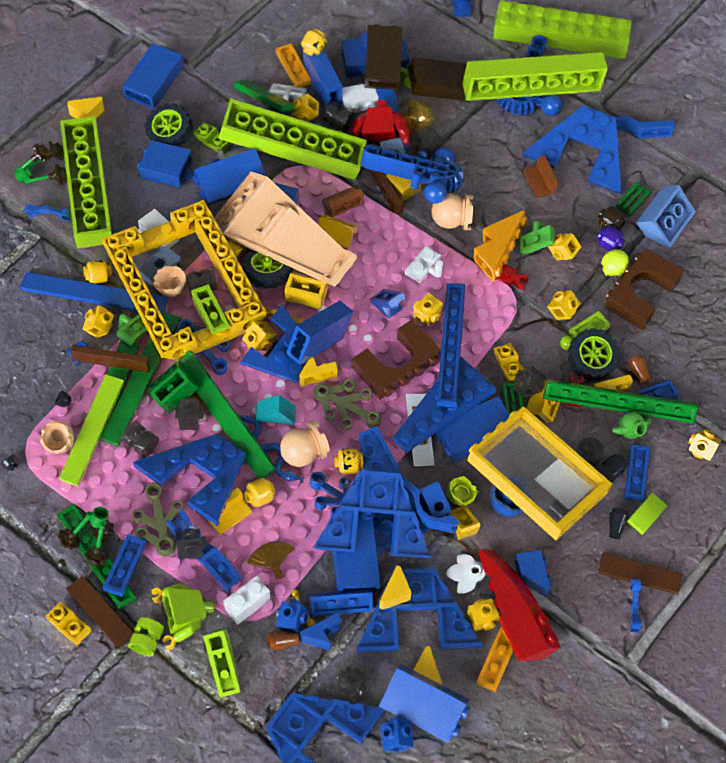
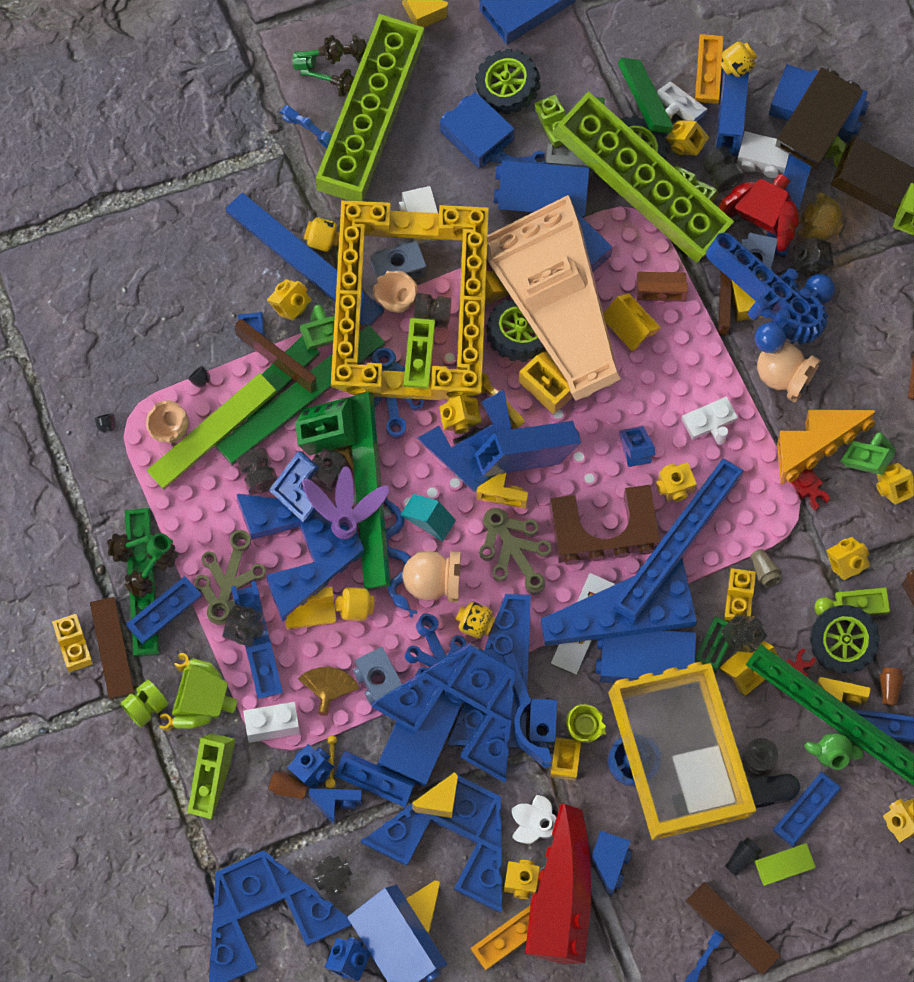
camera: 30 degrees right, 10 degrees up
(170, 436) = (289, 486): none -> tile
(220, 438) = (343, 513): none -> medium lavender plant
(301, 523) = (376, 664): none -> sand blue brick
(517, 338) = (766, 570): none -> dark tan cone

